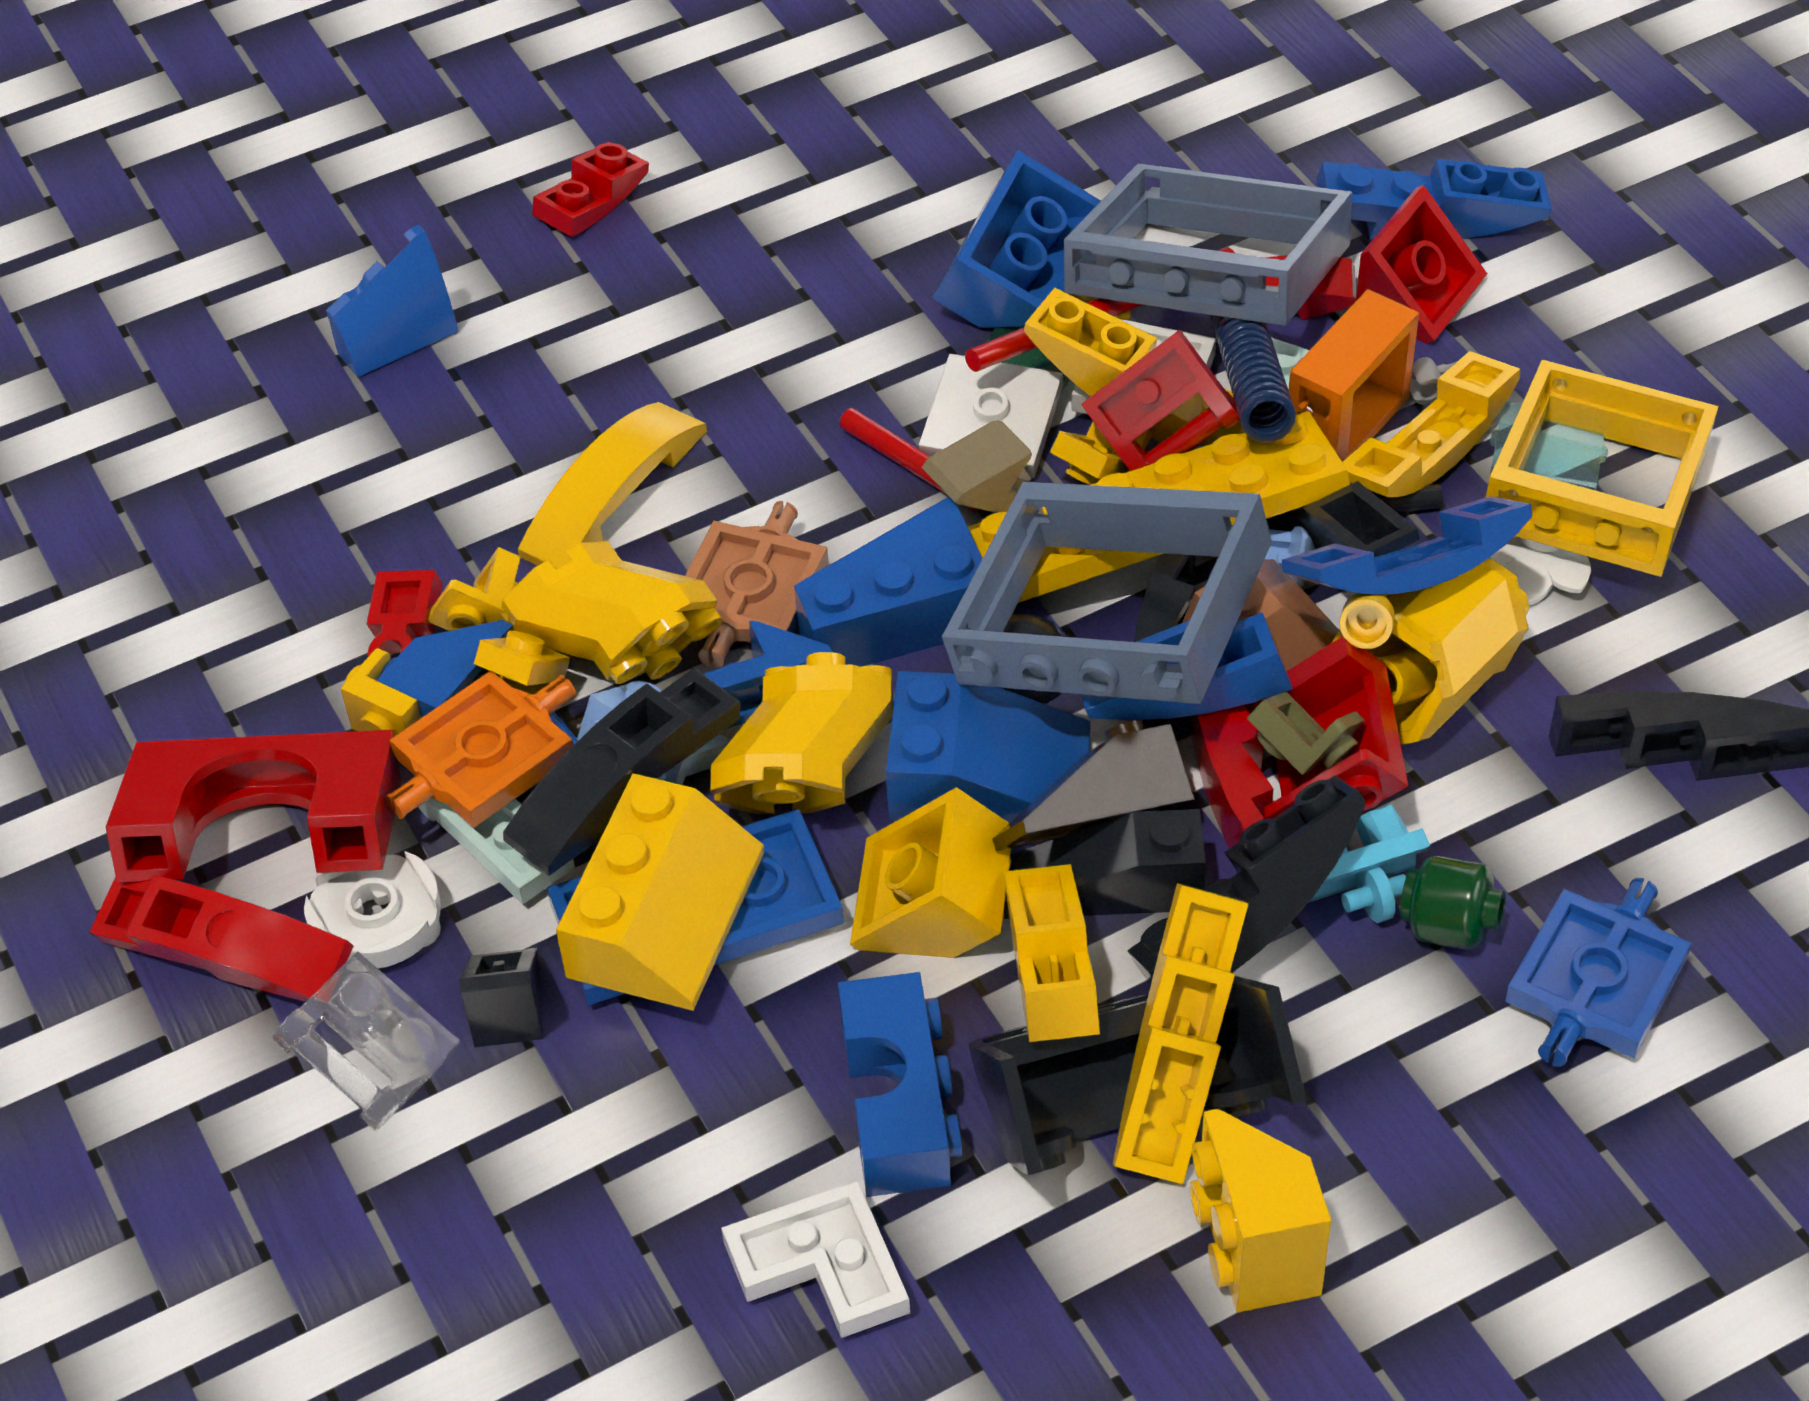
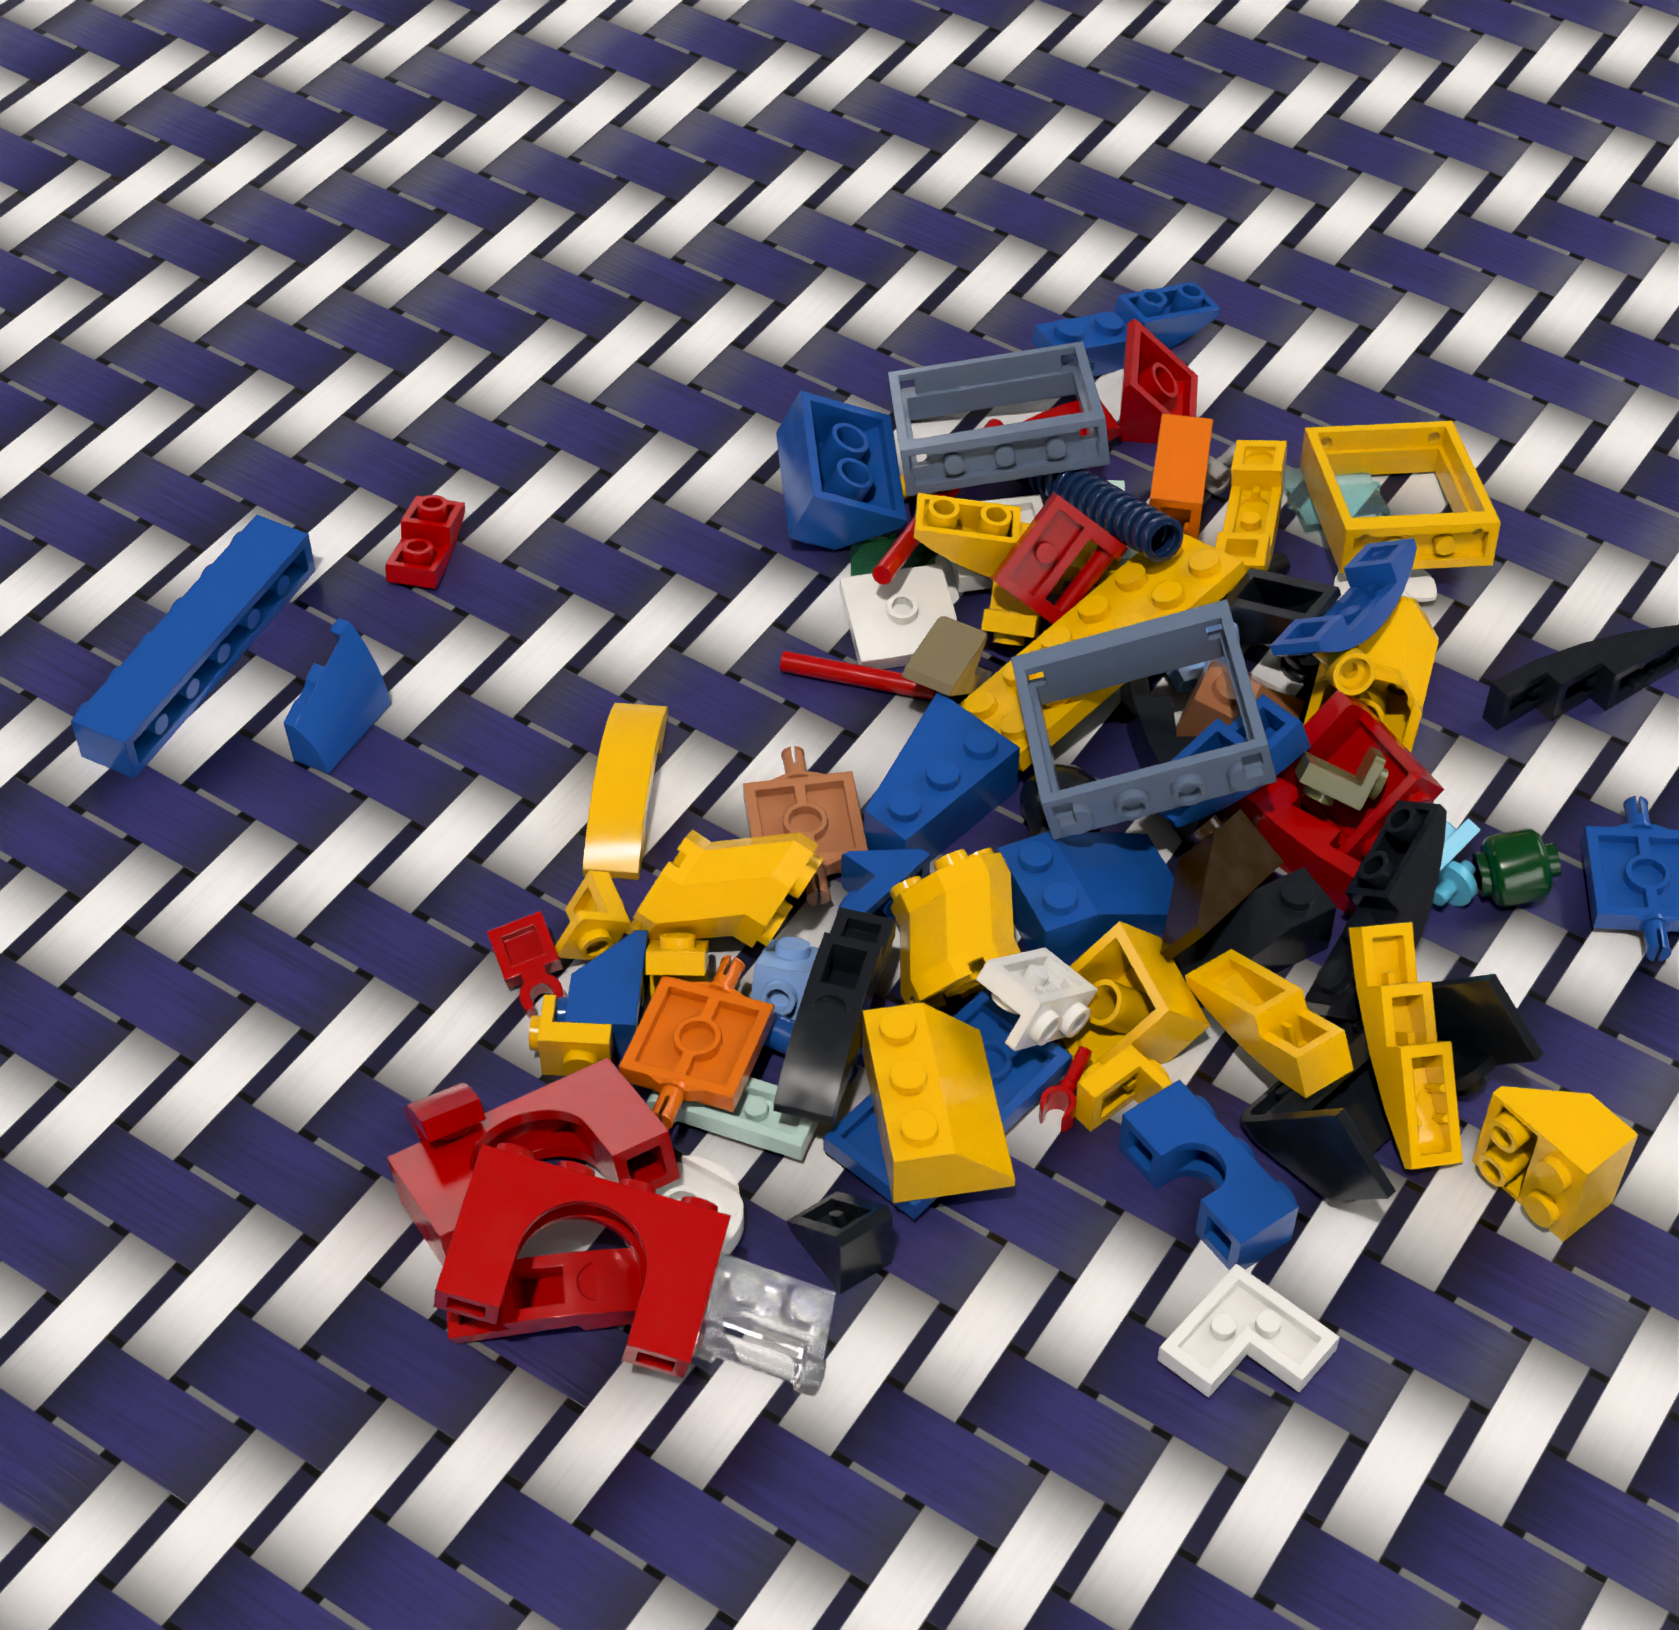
camera: 30 degrees left, 0 degrees up
(176, 819) = (519, 1196): none -> red arch
(212, 722) = (445, 1113): none -> red slope
(313, 214) = (193, 646): none -> blue brick
(809, 945) = (1063, 1095): none -> red hand
(826, 830) = (1043, 992): none -> white bracket
(864, 953) = (1113, 1085): none -> yellow bracket

